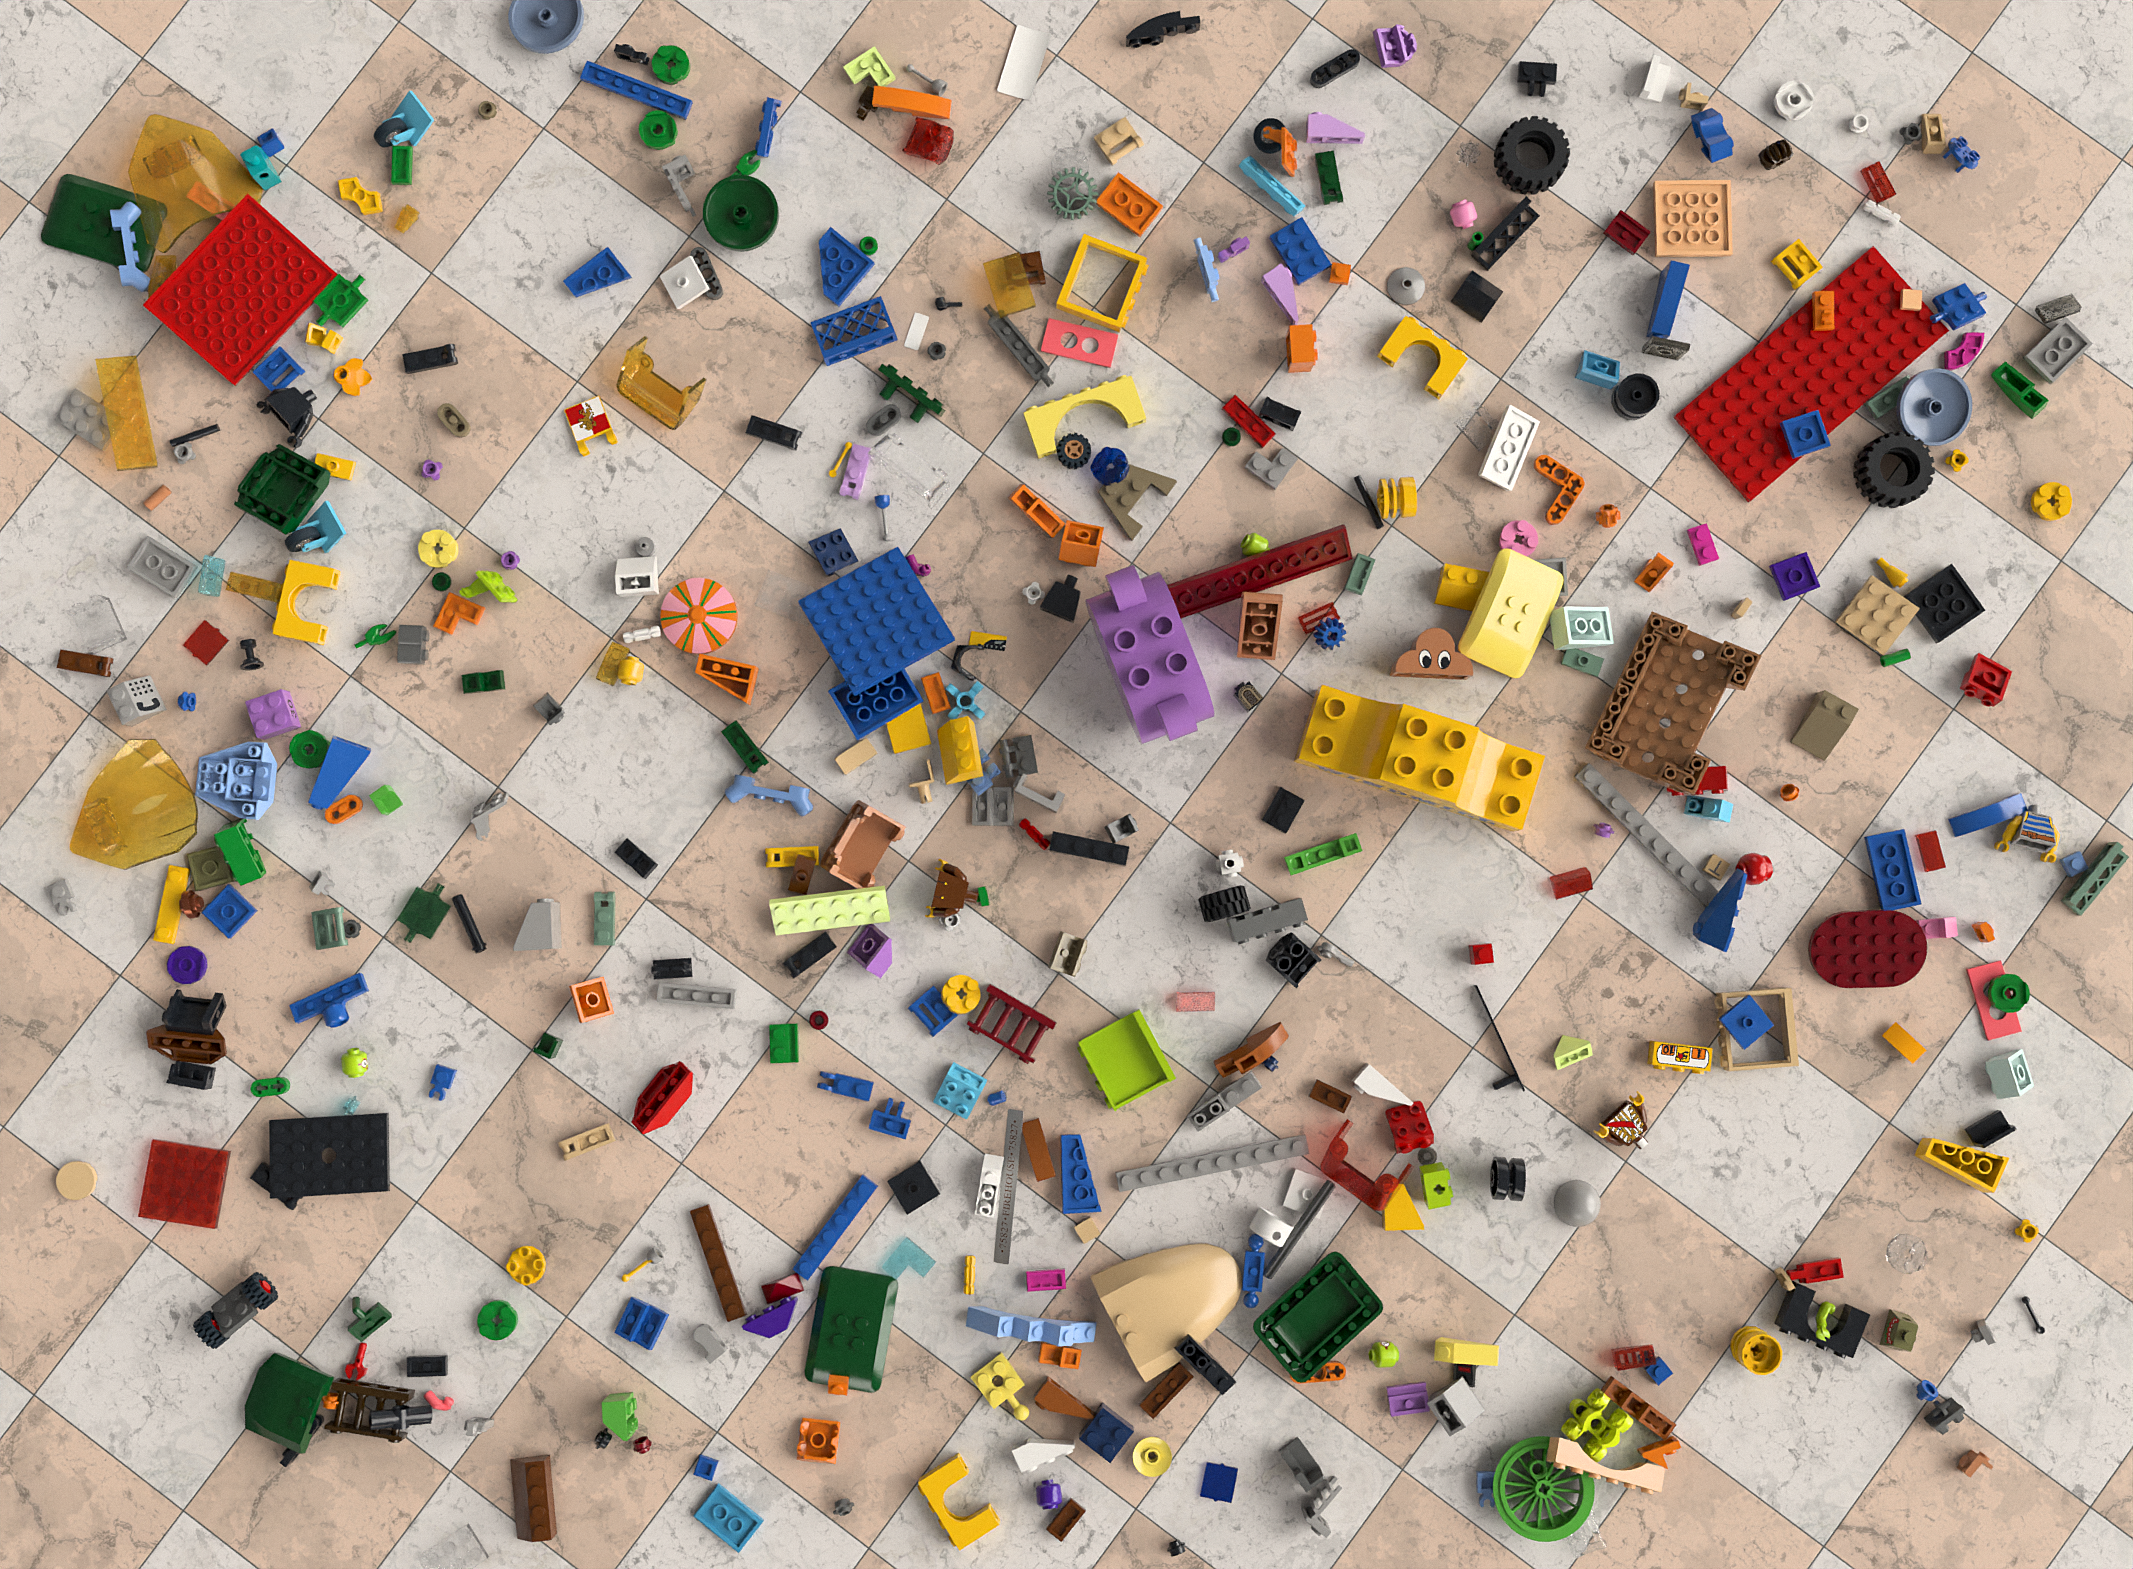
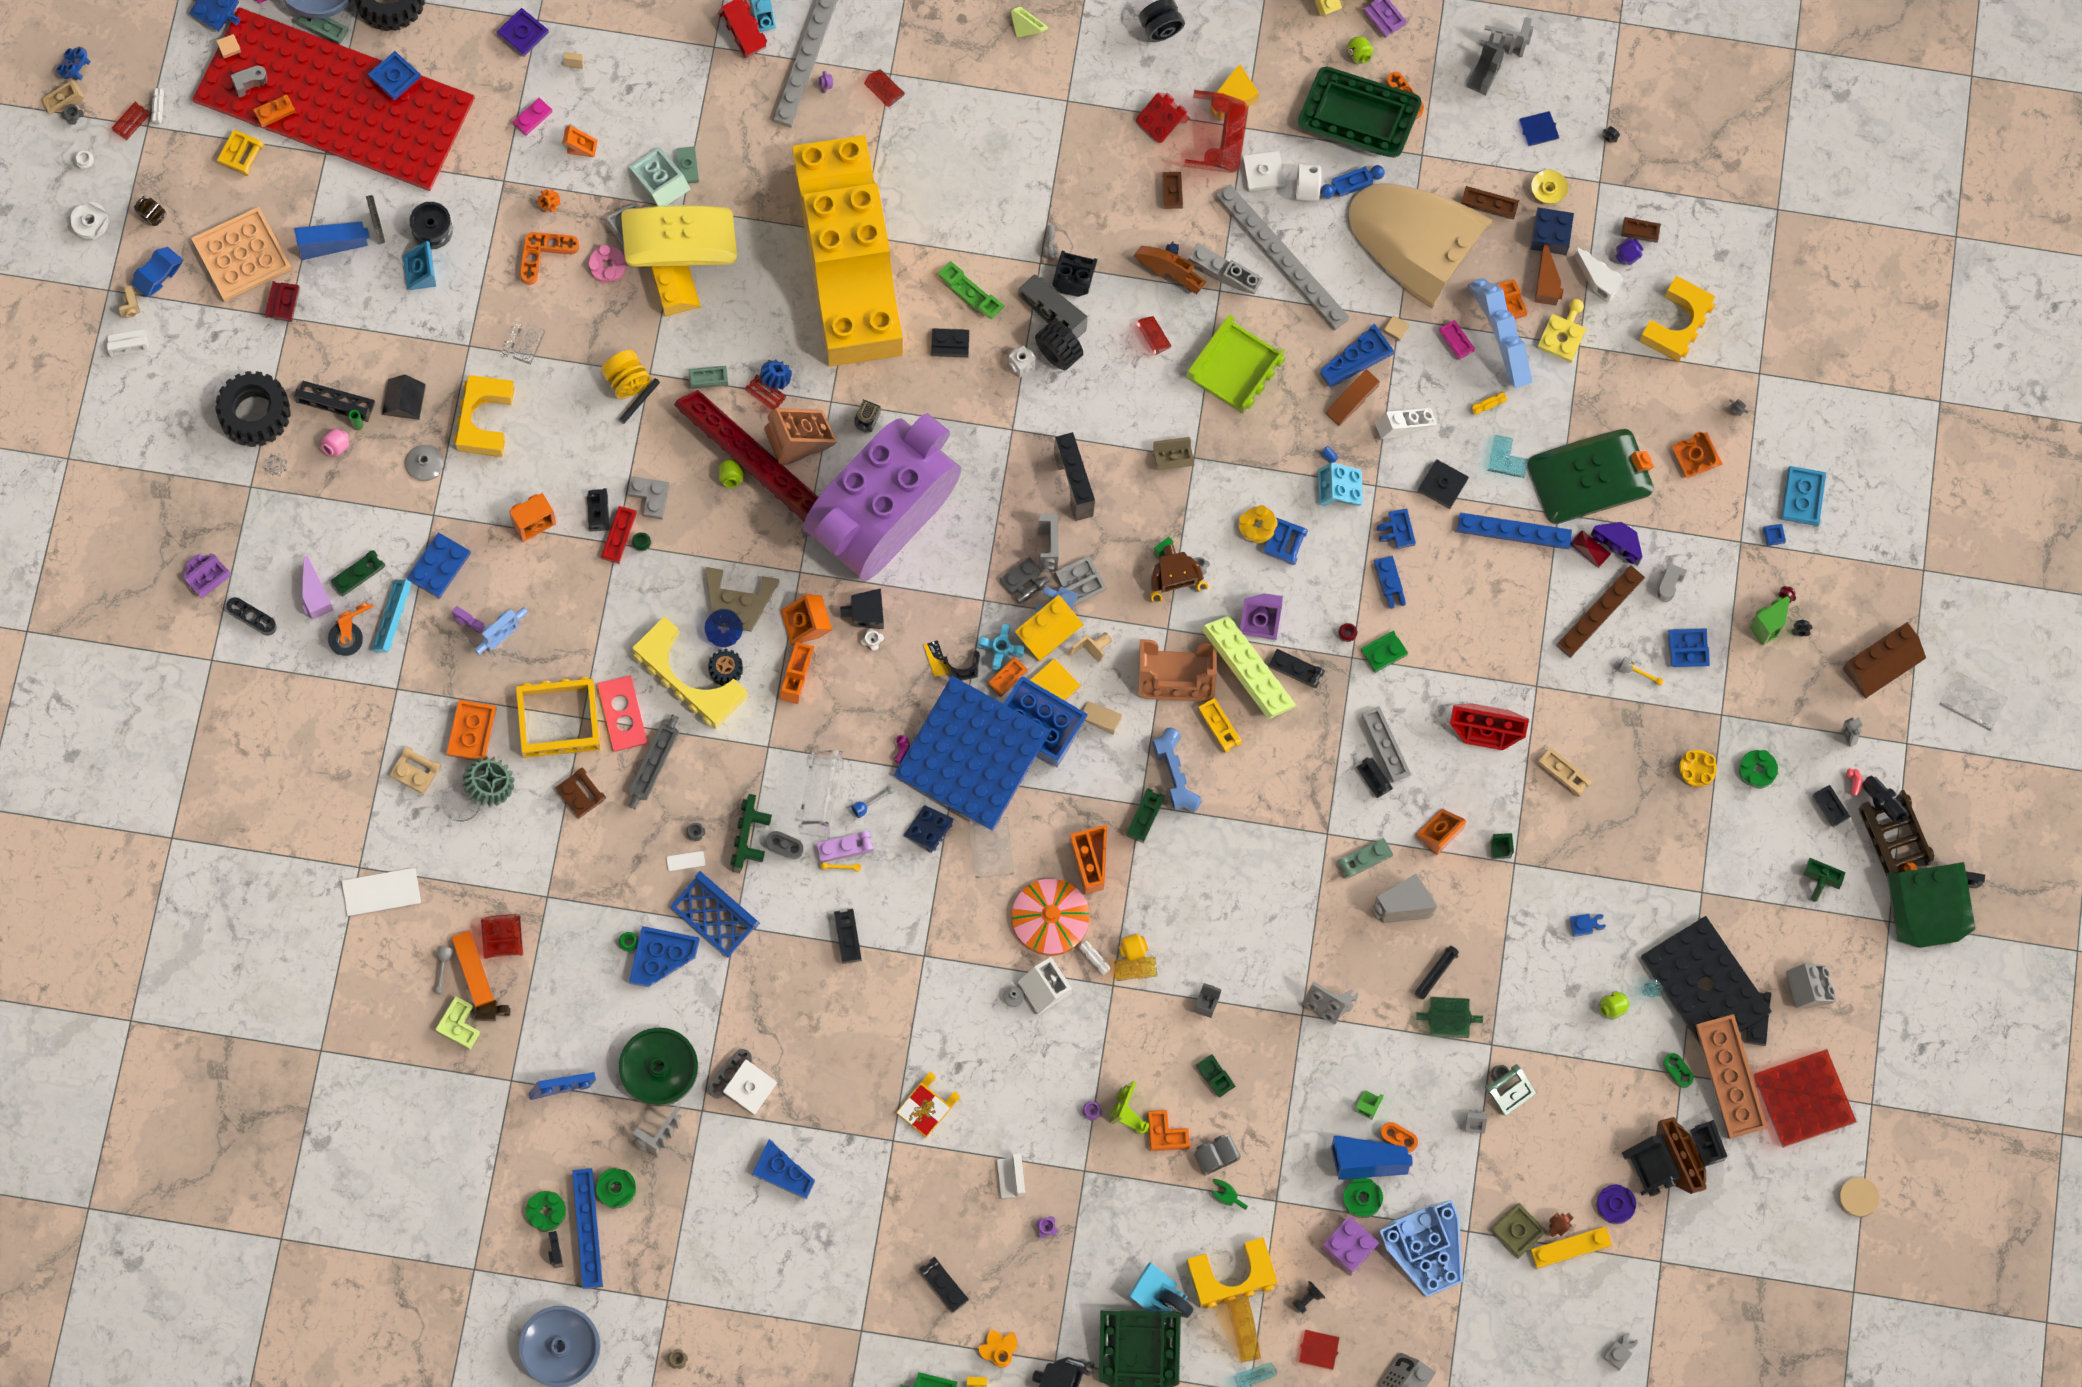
camera: 125 degrees left, 15 degrees down
(136, 809) = (1508, 1320): clear yellow windscreen -> none
(187, 701) = (1382, 1332): blue plate -> none
(229, 911) = (1547, 1190): blue plate -> none
(233, 1128) = (1731, 1076): none -> nougat plate
(235, 1310) = (1882, 989): plate -> none
(239, 852) = (1487, 1206): green wedge -> none
(276, 1248) = (1811, 985): none -> light grey slope
(330, 1002) = (1574, 1055): blue plate -> none
(336, 466) = (1090, 1316): yellow plate -> none
(358, 1363) = (1865, 867): red bar -> none
(406, 218) = (821, 1377): clear yellow cone -> none
(428, 554) = (1118, 1171): light yellow plate -> none
(441, 581) = (1145, 1162): dark green plate -> none
(454, 421) = (989, 1230): dark tan plate -> none
(490, 462) = (1011, 1177): none -> white panel
(636, 858) = (1296, 858): black slope -> none
(653, 393) = (868, 1057): clear yellow windscreen -> none
(744, 167) = (611, 1092): green hand -> none
(802, 874) = (1230, 707): reddish brown plate -> none
(942, 305) = (649, 850): black hand -> none
(1008, 1186) = (1413, 401): light grey sticker -> none
(1009, 285) = (602, 794): clear yellow tile -> none
(1012, 1004) = (1243, 479): dark red fence -> none
(1034, 834) = (1085, 534): red axle -> none
(1121, 828) = (1040, 463): dark grey bracket -> none
(1154, 29) = (291, 786): black slope -> none
(1205, 1364) = (1450, 178): black slope -> none
(1280, 287) = (483, 562): lavender slope -> none
(1299, 1229) = (1291, 160): dark grey axle -> none
(1339, 273) = (442, 522): orange plate -> none
(1374, 1084) = (1142, 160): white slope -> none
(1433, 656) = (752, 283): nougat brick -> none
(1433, 1156) = (1181, 89): clear smoke plate -> none
(1435, 1195) = (1199, 73): lime brick -> none
(1481, 953) = (985, 127): red brick -> none
(1508, 448) = (531, 306): white plate -> none
(1512, 1078) = (1084, 64): black piece -> none
(1537, 73) = (169, 444): black hinge -> none
(1649, 694) = (689, 97): medium nougat slope -> none
(1867, 300) = (248, 79): none -> light grey leg

